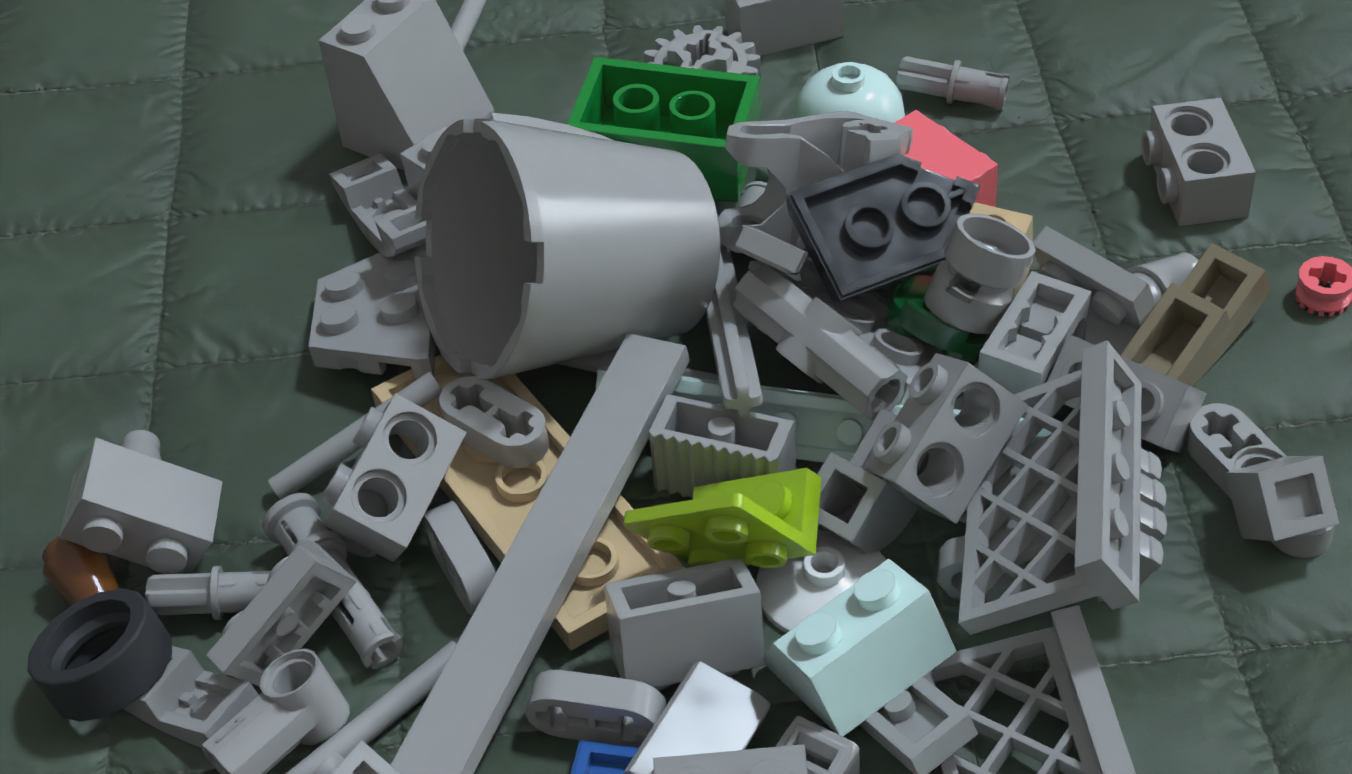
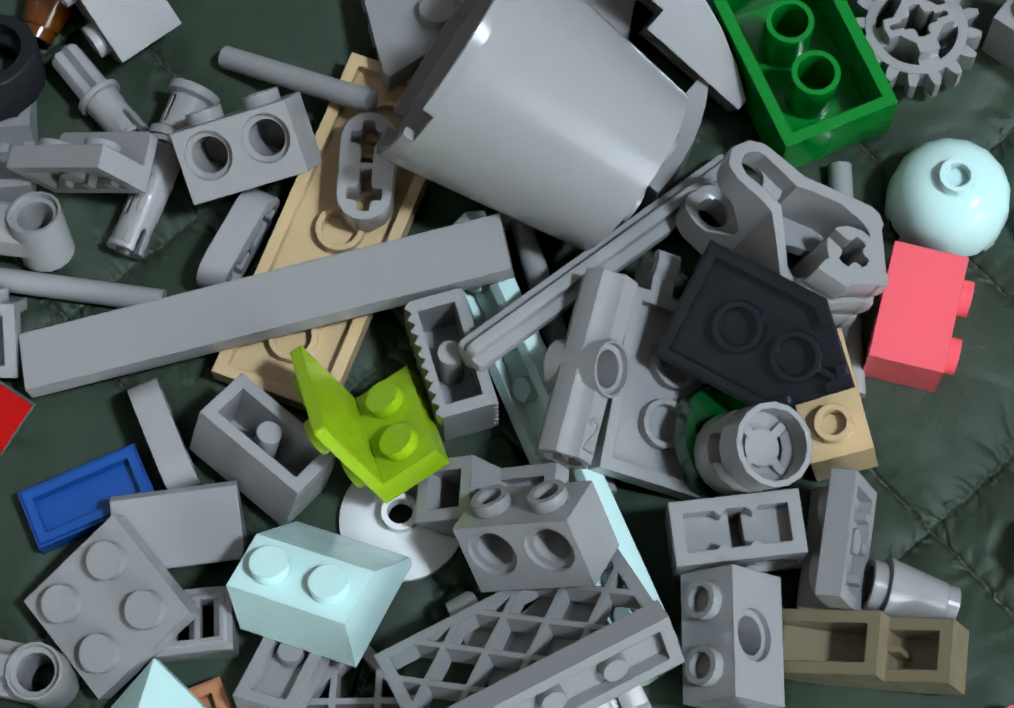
camera: 55 degrees right, 25 degrees up
(771, 250) = (643, 269): light grey tile -> none

